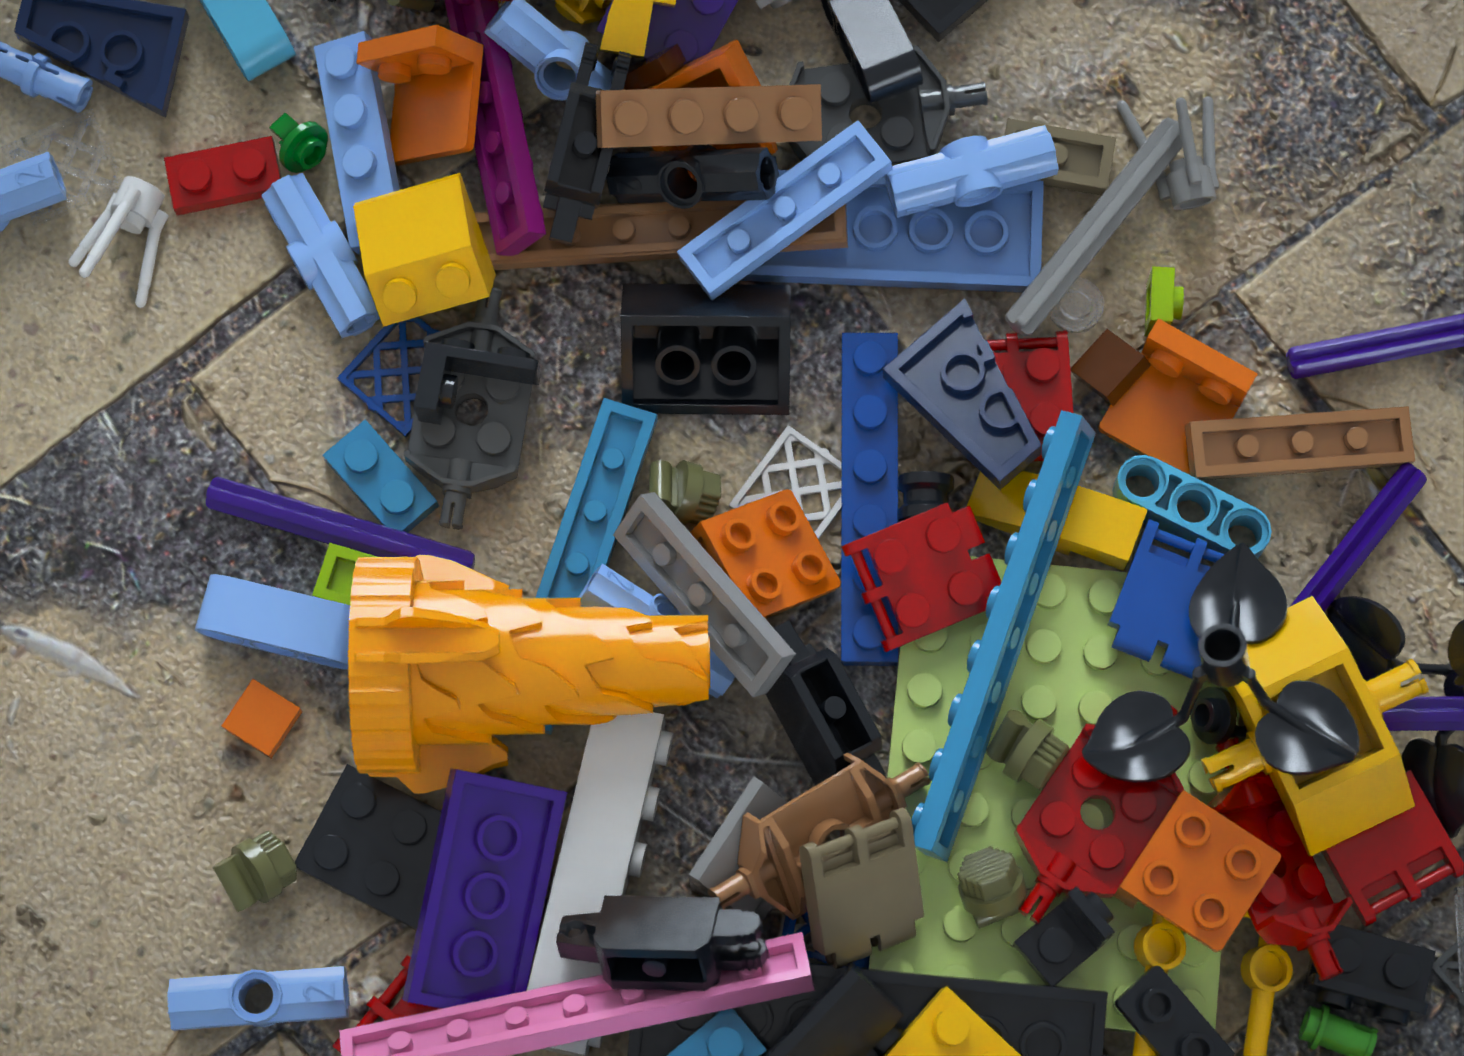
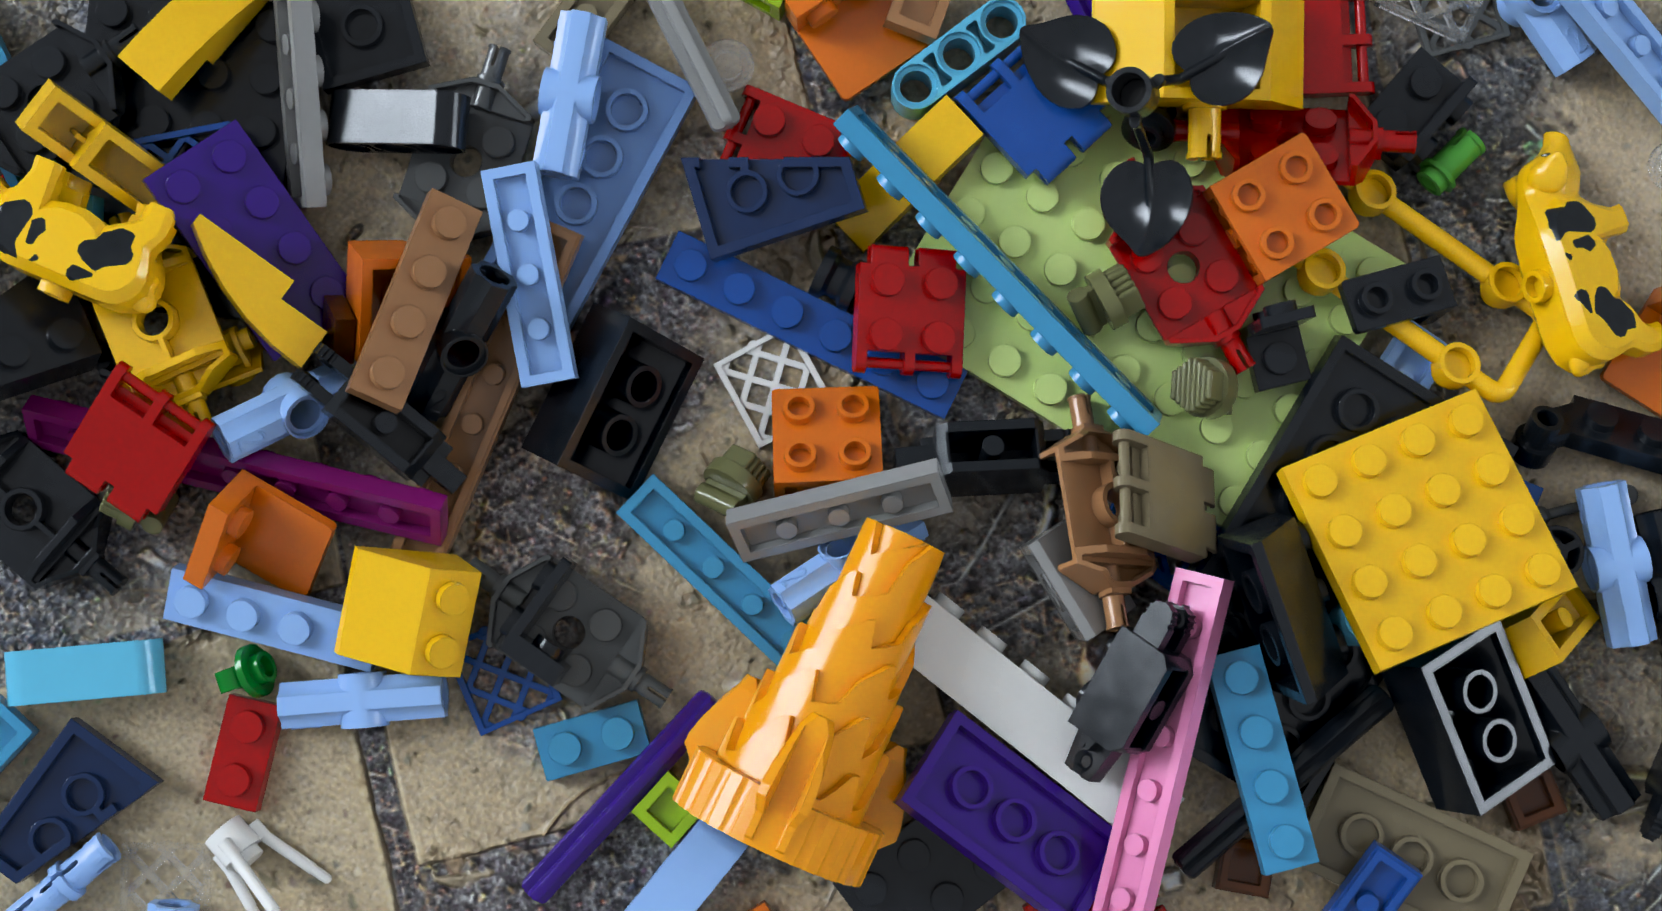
camera: 70 degrees left, 10 degrees up
(1110, 367) = (798, 63): reddish brown tile -> none

